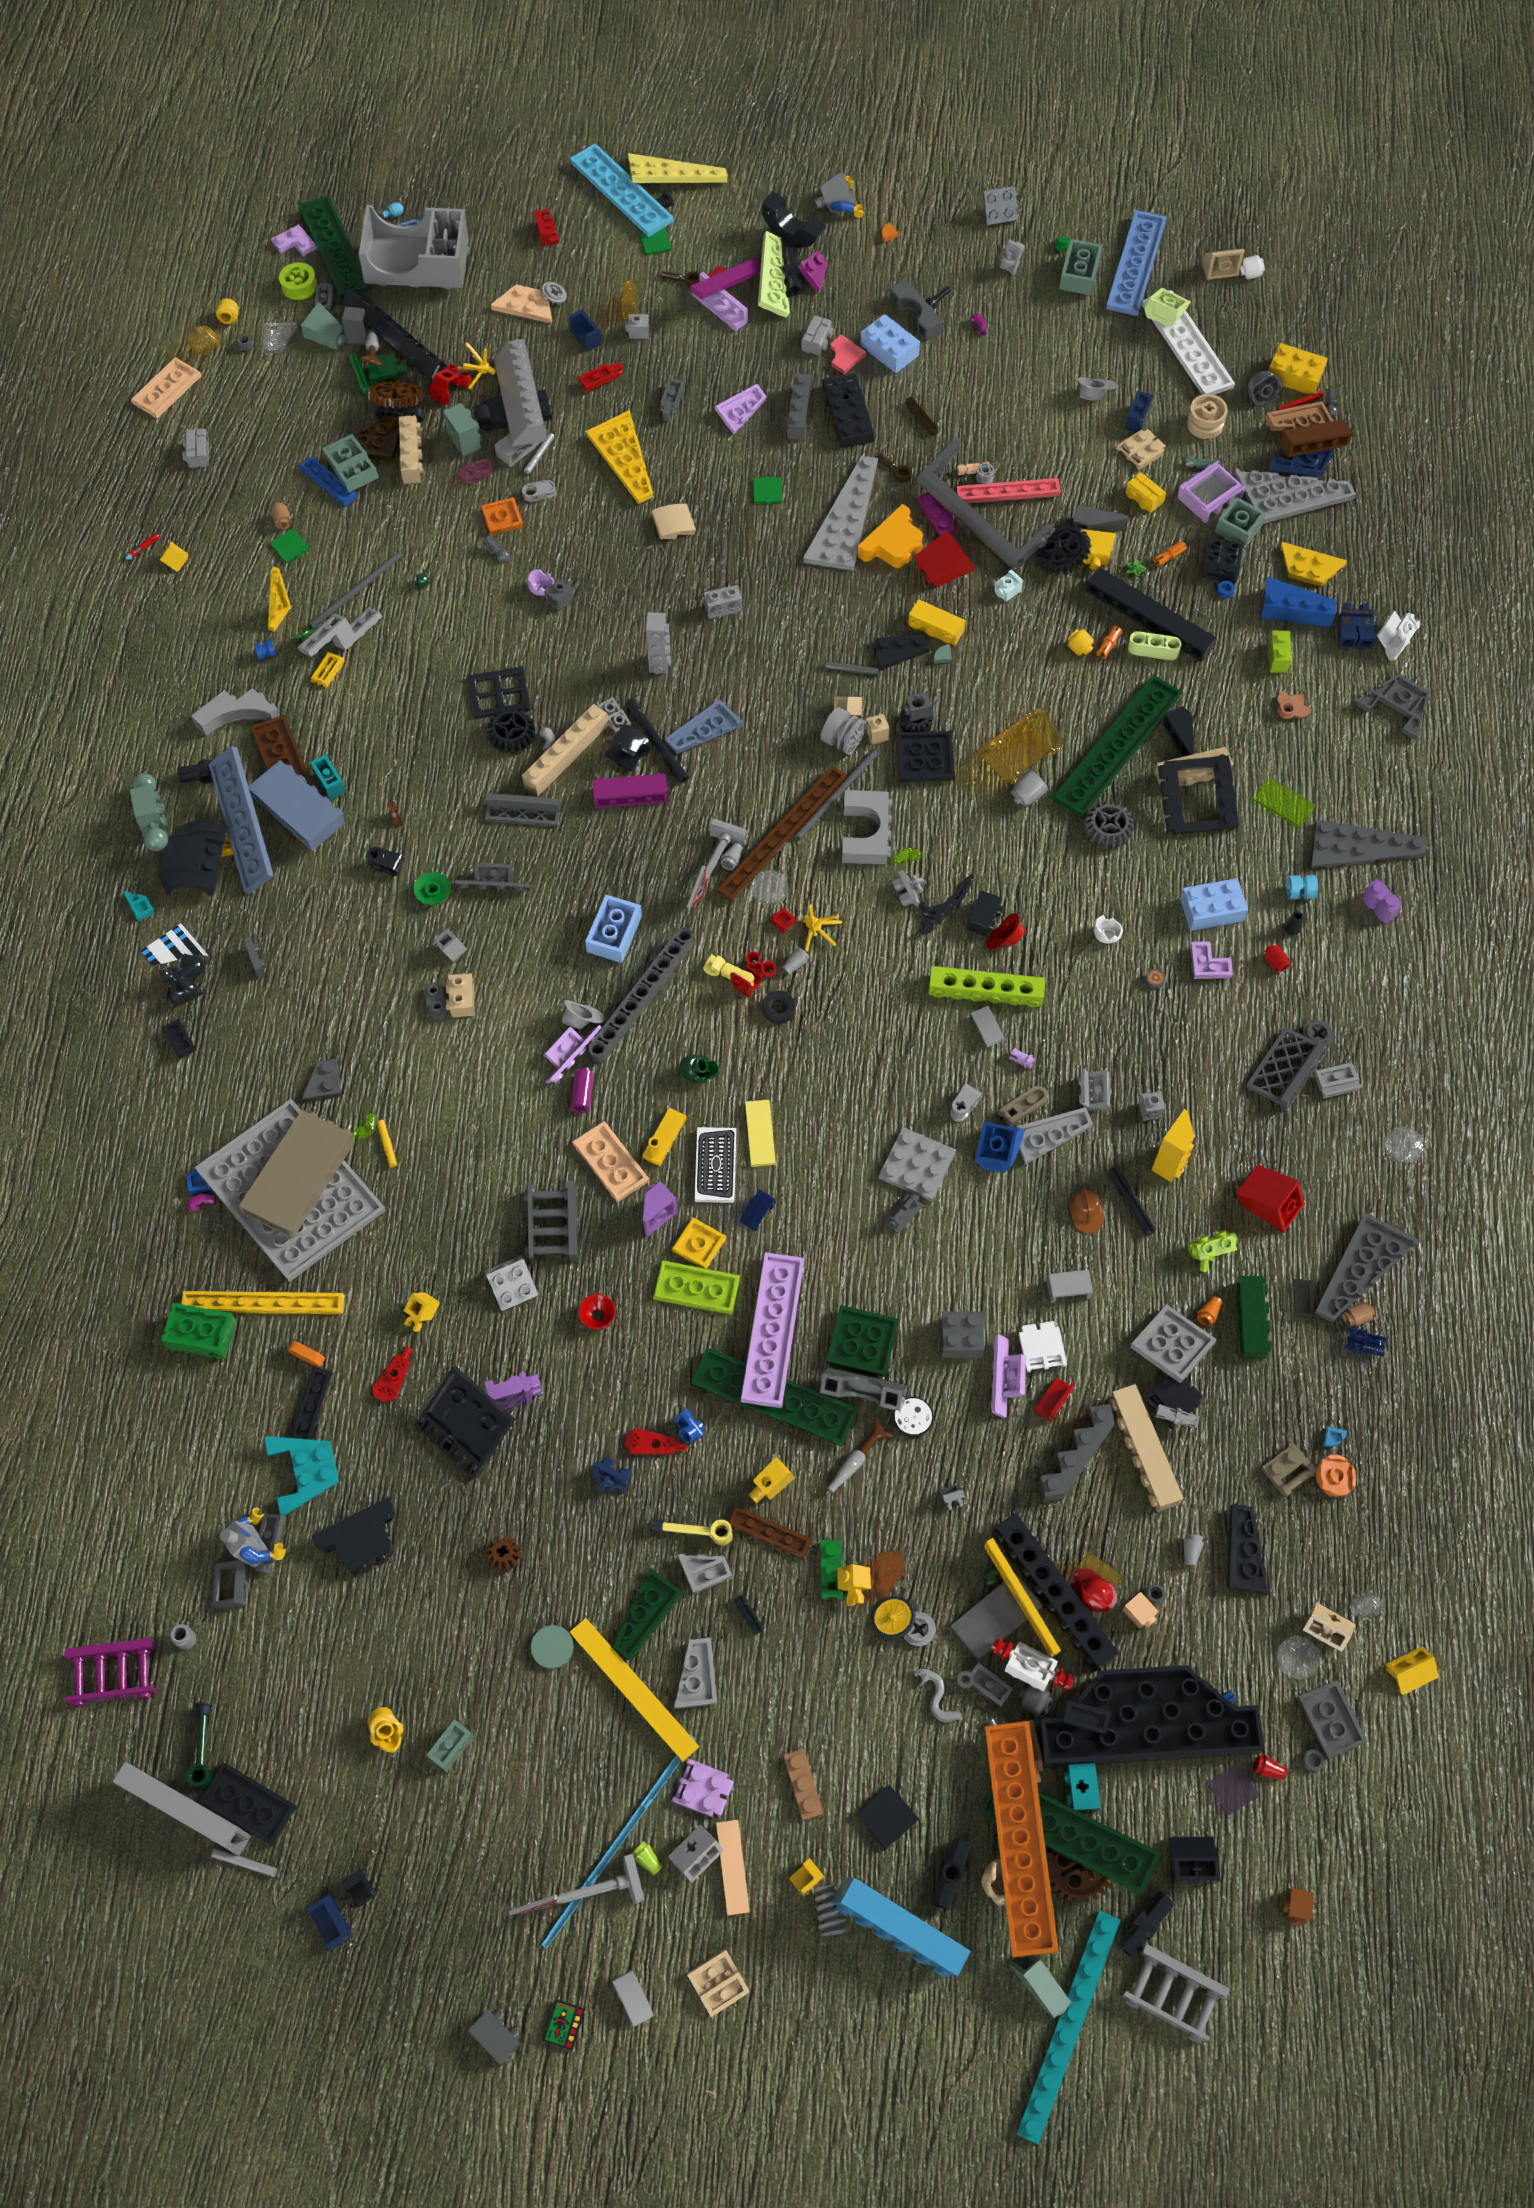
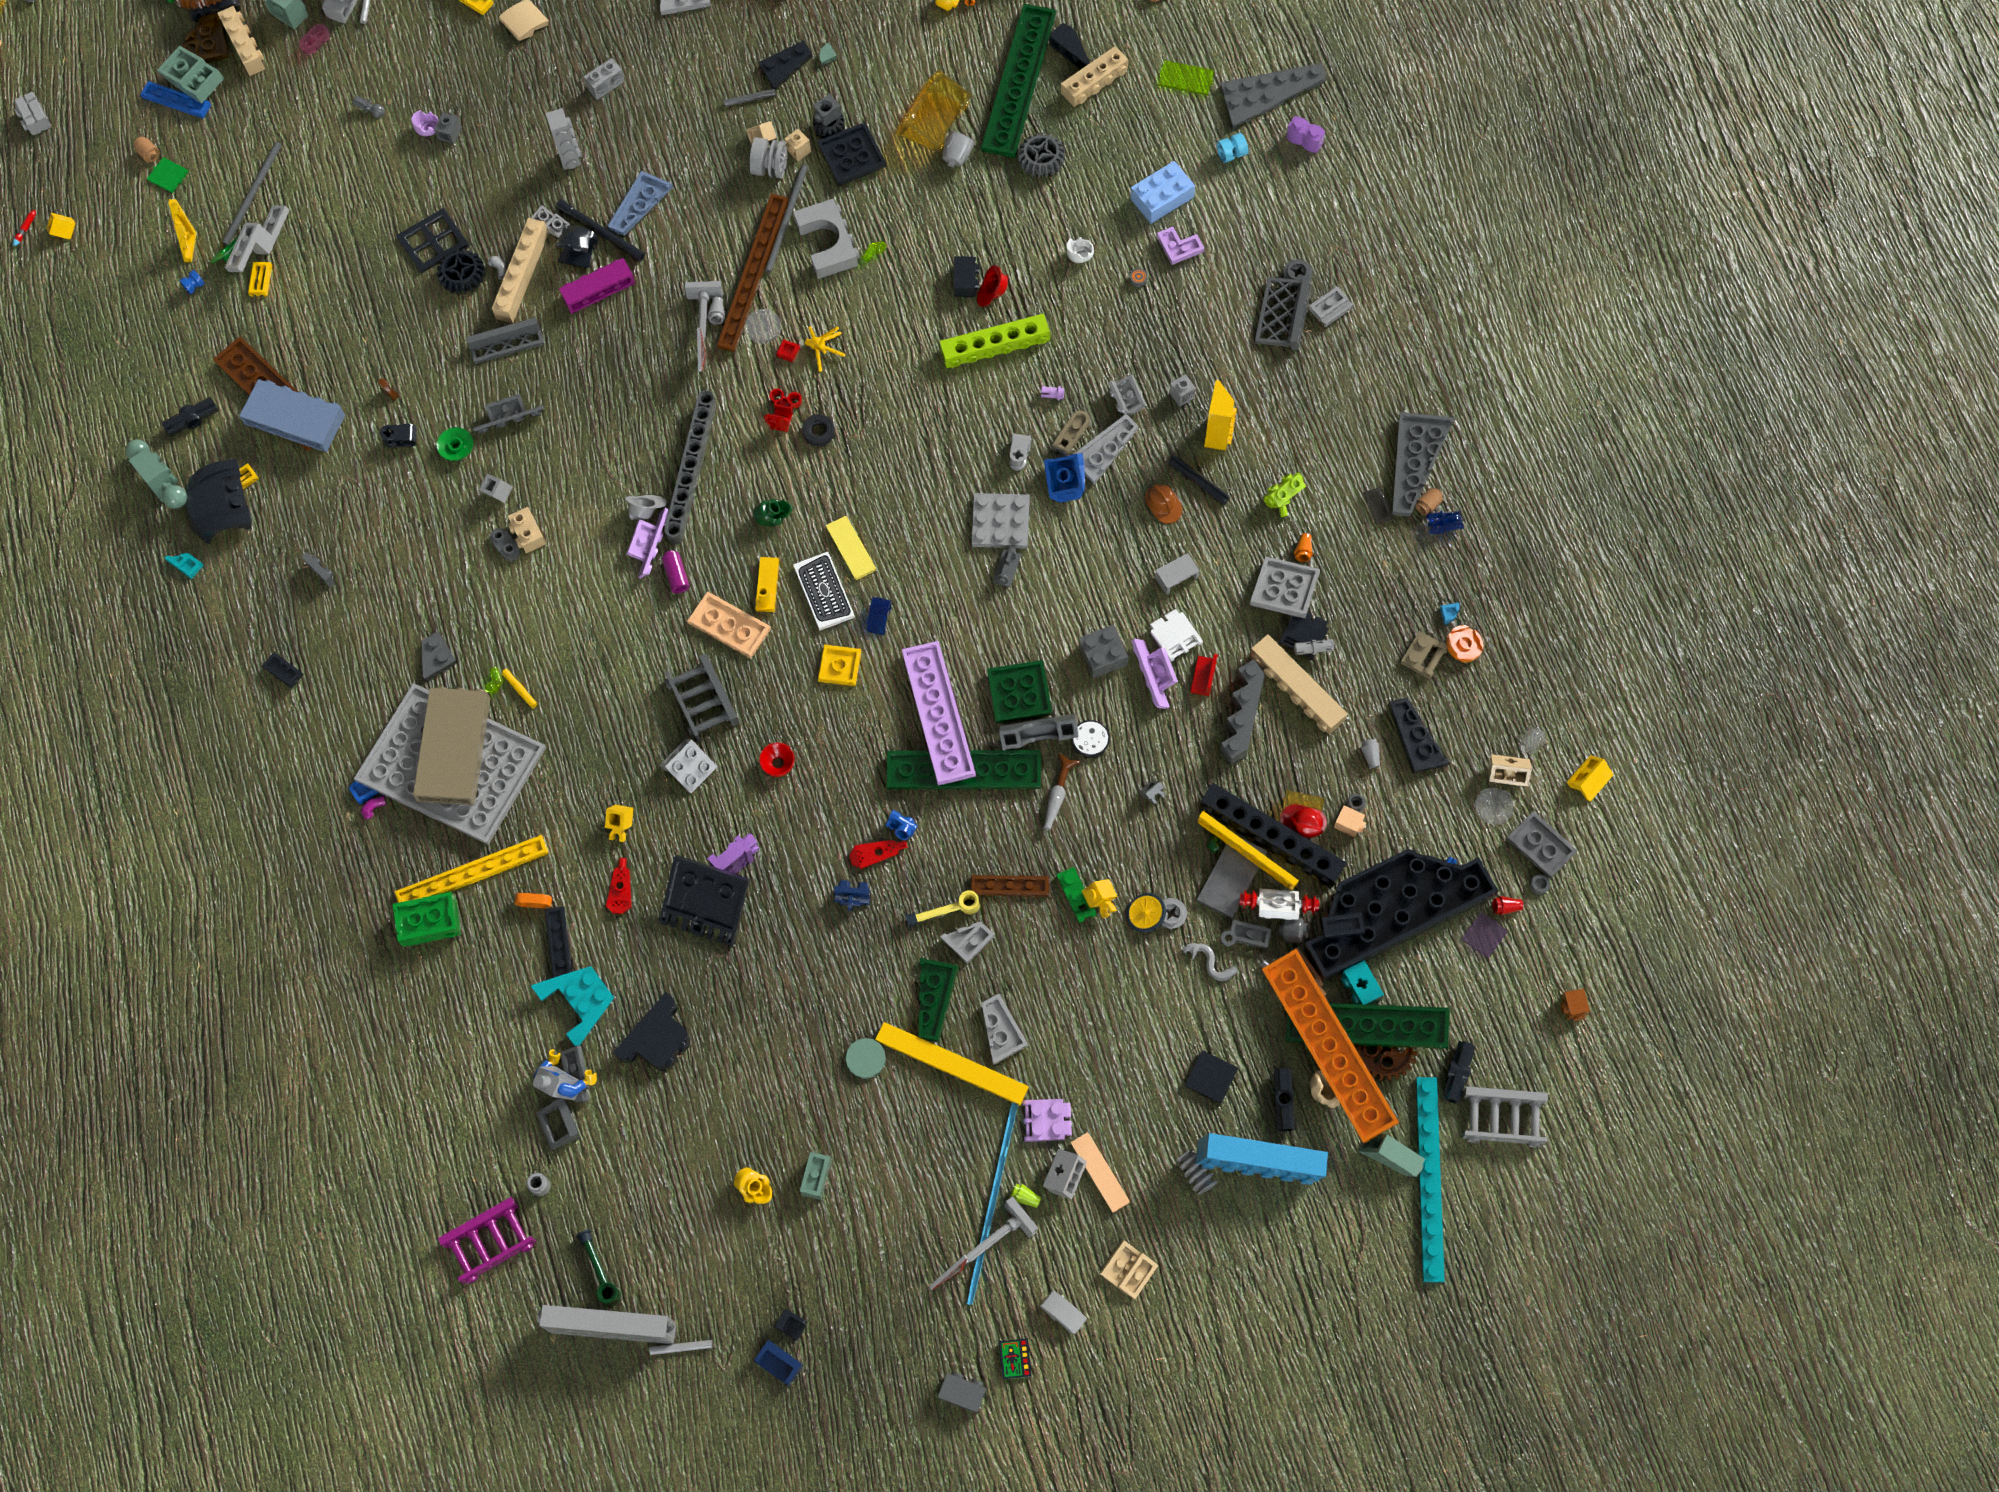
camera: 20 degrees left, 5 degrees up
(172, 946) = (235, 589): sticker -> none
(190, 967) = (263, 602): black animal -> none
(227, 708) = (181, 350): light grey arch -> none
(241, 820) = (247, 448): sand blue plate -> none
(248, 1804) = (662, 1296): black tile -> none
(327, 777) = (309, 378): teal brick -> none
(422, 580) = (311, 161): dark green hinge -> none
(502, 516) = (358, 73): orange tile -> none
(507, 1559) = (795, 999): reddish brown gear -> none
(542, 489) = (386, 34): light grey piece -> none
(613, 928) = (639, 416): light blue brick -> none
(658, 1207) = (791, 646): medium lavender slope -> none
(696, 1287) = (854, 704): lime tile -> none
(716, 965) = (745, 415): light yellow piece -> none
(749, 1614) = (1022, 961): black axle -> none
(778, 1475) = (995, 833): yellow torso -> none
(795, 960) = (815, 383): light grey cone -> none
(803, 1784) = (1129, 1081): medium nougat plate -> none
(806, 1877) = (1165, 1153): yellow panel -> none
(890, 1571) = (1126, 874): clear orange slope -> none
(904, 882) = (880, 276): light grey hips -> none
(934, 913) = (920, 293): black piece -> none
(936, 622) = (808, 26): yellow brick -> none
(987, 1026) = (1010, 375): light grey slope -> none
(1193, 1860) = (1477, 1004): black slope -> none
(1224, 788) = (1131, 87): black hinge -> none
(1253, 1317) = (1342, 538): dark green brick -> none
(1271, 1197) = (1316, 429): red slope -> none
(1276, 958) = (1236, 219): red brick -> none
(1294, 923) = (1238, 183): black cone -> none
(1404, 1145) = (1409, 341): clear dish -> none

